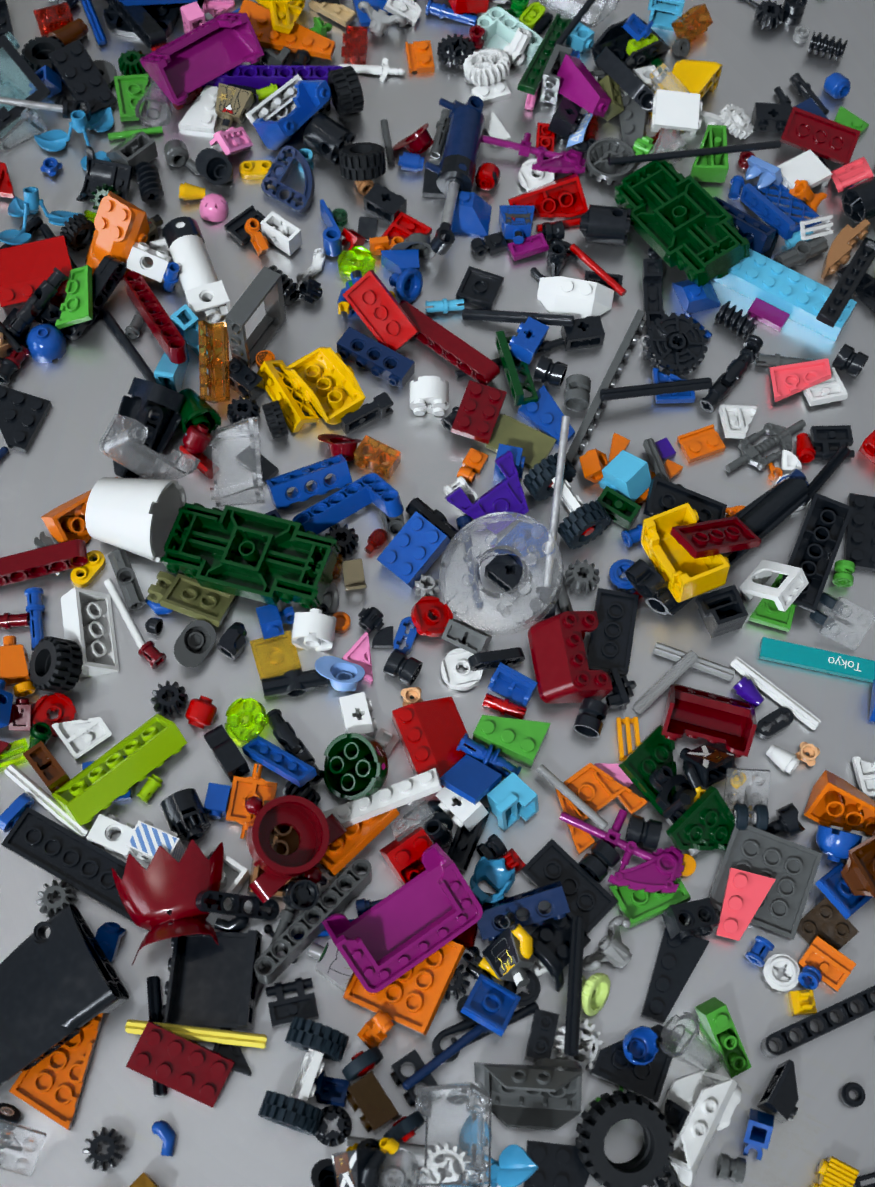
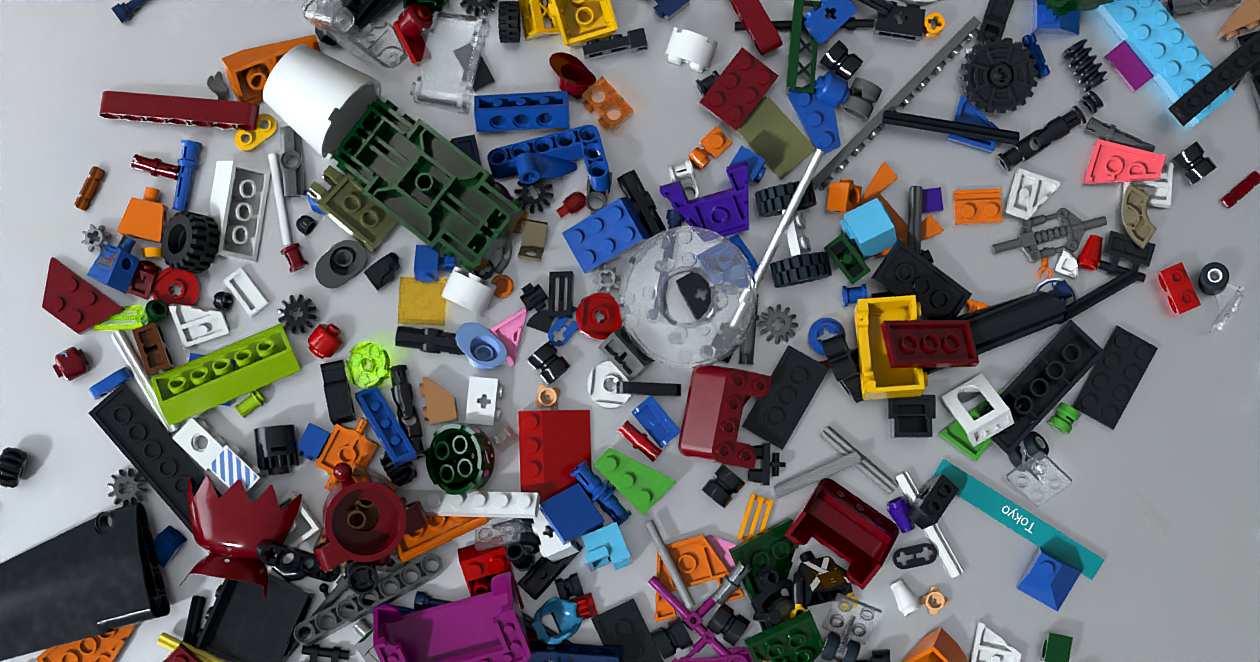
camera: 25 degrees right, 20 degrees up
(99, 709) = (218, 301): none -> black hinge
(118, 697) = (246, 292): none -> white tile
(319, 730) = (440, 404): none -> medium nougat slope
(335, 514) = (535, 166): none -> blue piece
(398, 623) = (570, 291): none -> black tile
(552, 391) = (832, 89): none -> blue head
(610, 324) = (940, 23): none -> light orange bush
(632, 790) = (731, 582): none -> dark grey pin
(770, 669) = (932, 501): none -> black brick
(826, 409) = (1135, 216): none -> dark tan tile

